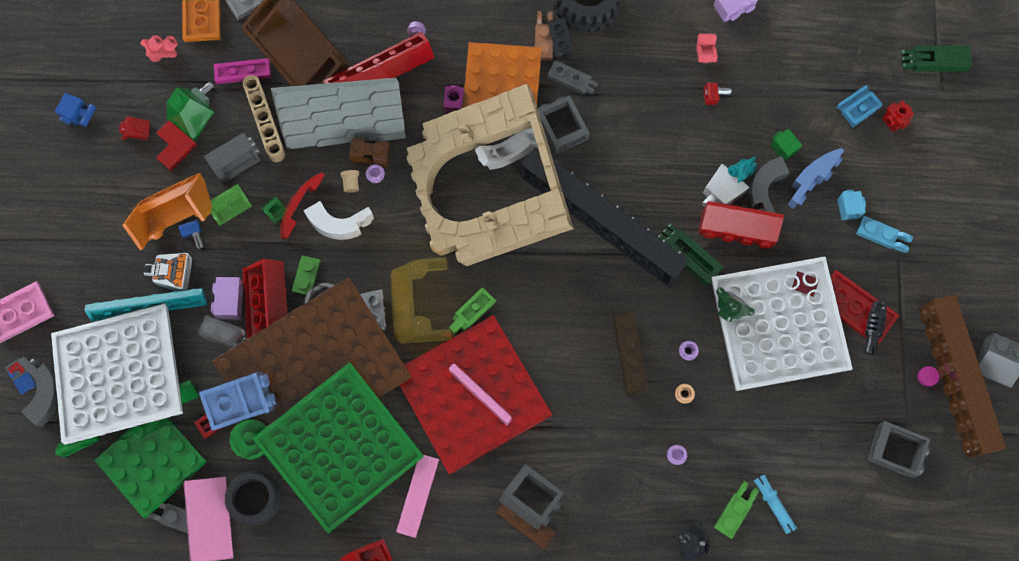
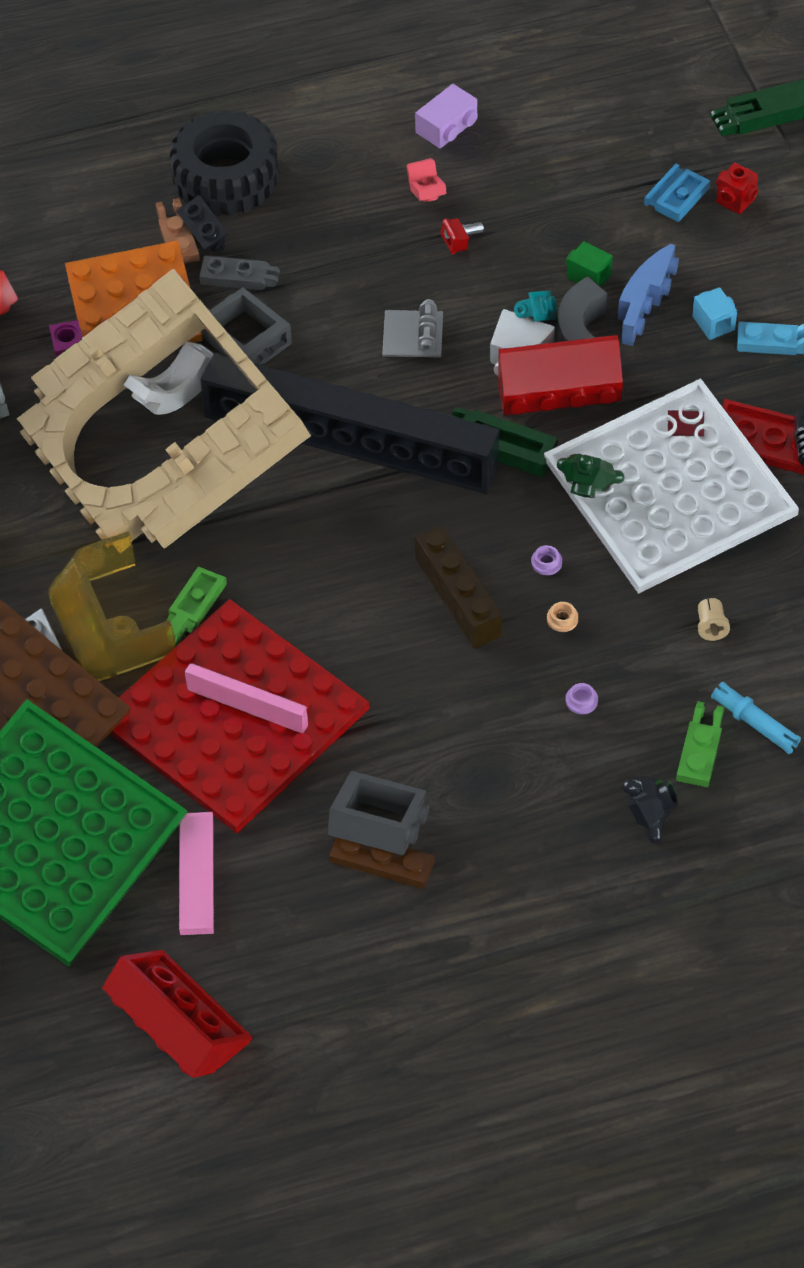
camera: 15 degrees left, 20 degrees down
(663, 157) = (413, 332): none -> light grey hinge
(773, 430) = (712, 623): none -> tan bush

